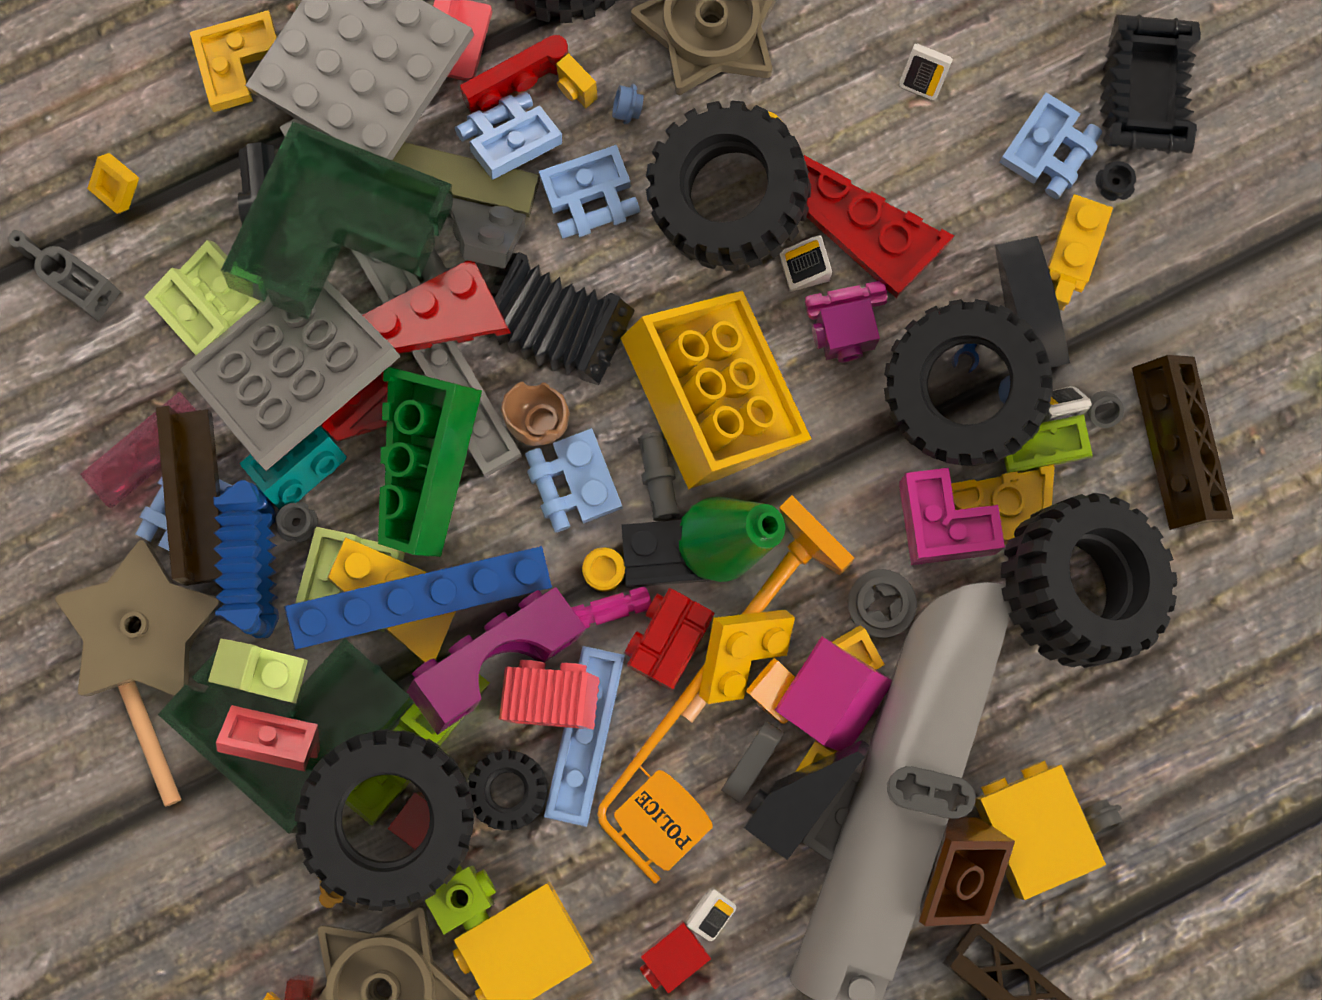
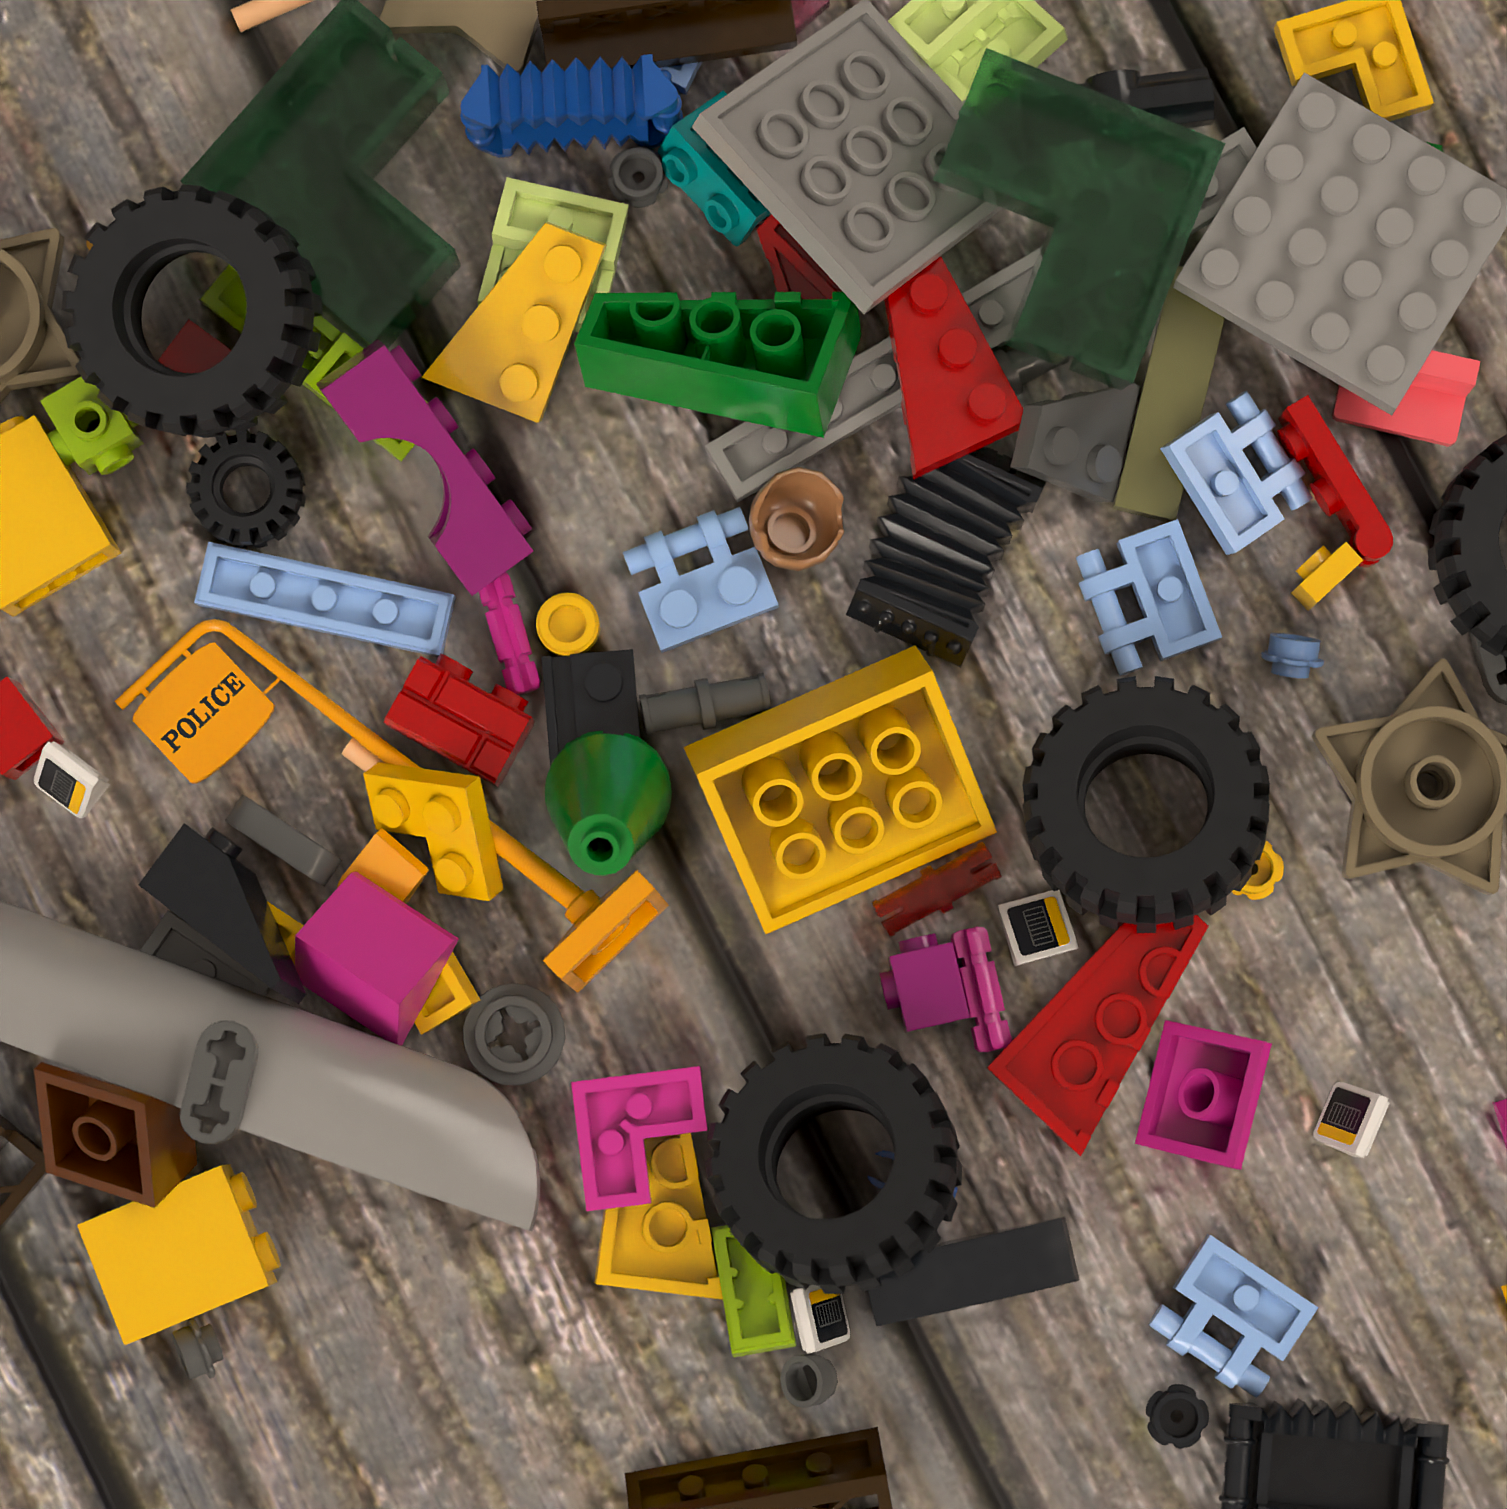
camera: 95 degrees right, 5 degrees up
(258, 670) = (405, 128): yellowish green slope -> none
(268, 738) = (311, 147): coral panel -> none
(417, 597) = (517, 354): blue plate -> none
(549, 696) = (374, 545): coral brick -> none
(781, 327) = (936, 889): none -> clear red pin
(913, 157) = (1203, 1094): none -> dark pink slope
(1077, 246) = (1068, 1350): yellow hinge -> none
(1133, 570) = (533, 1410): black tyre -> none

